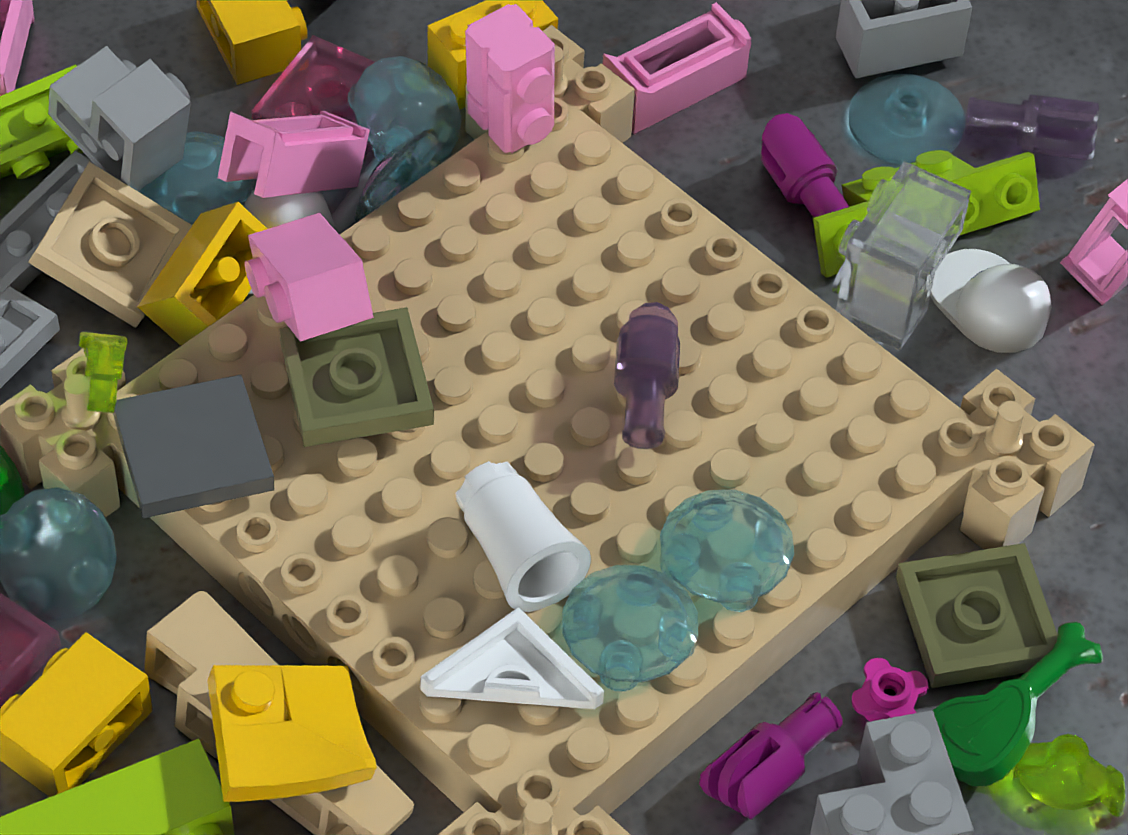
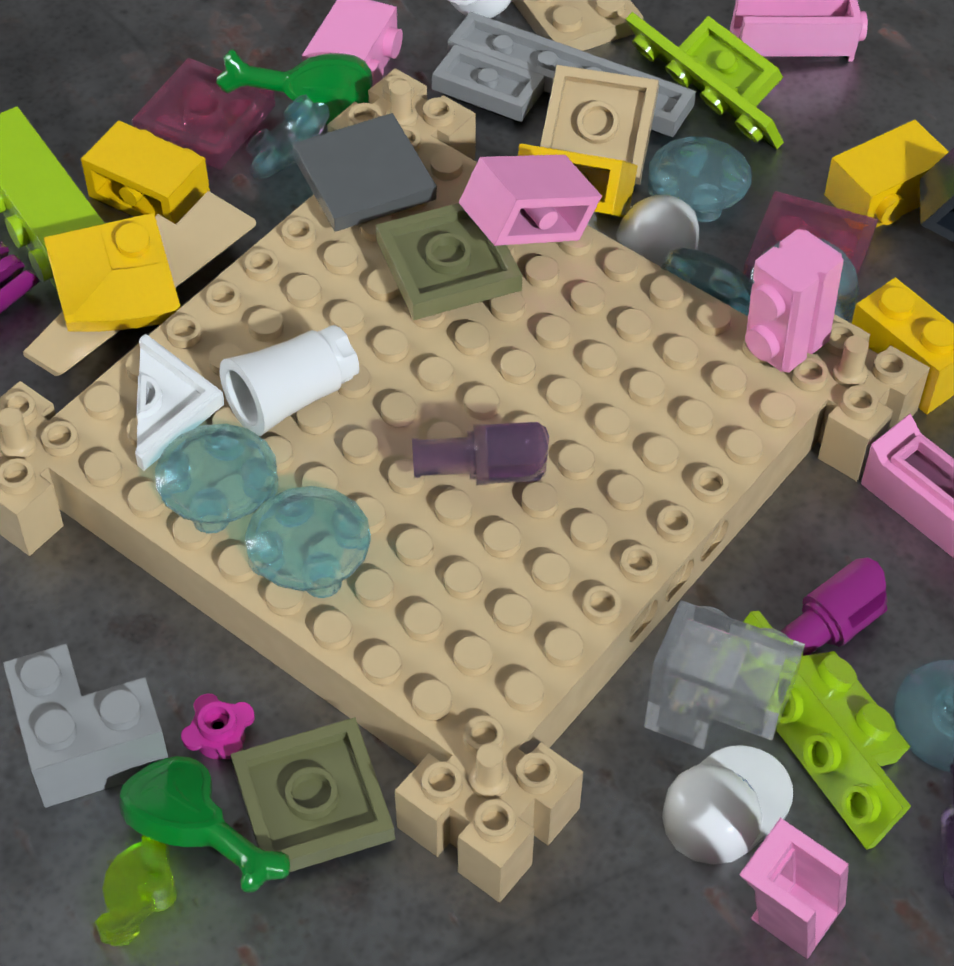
camera: 85 degrees right, 0 degrees up
(103, 367) = (418, 98): clear neon green piece -> none
(123, 116) = (701, 86): light grey brick -> none
(293, 153) = (702, 201): bright pink window -> none
(769, 757) = (136, 631): magenta arm -> none

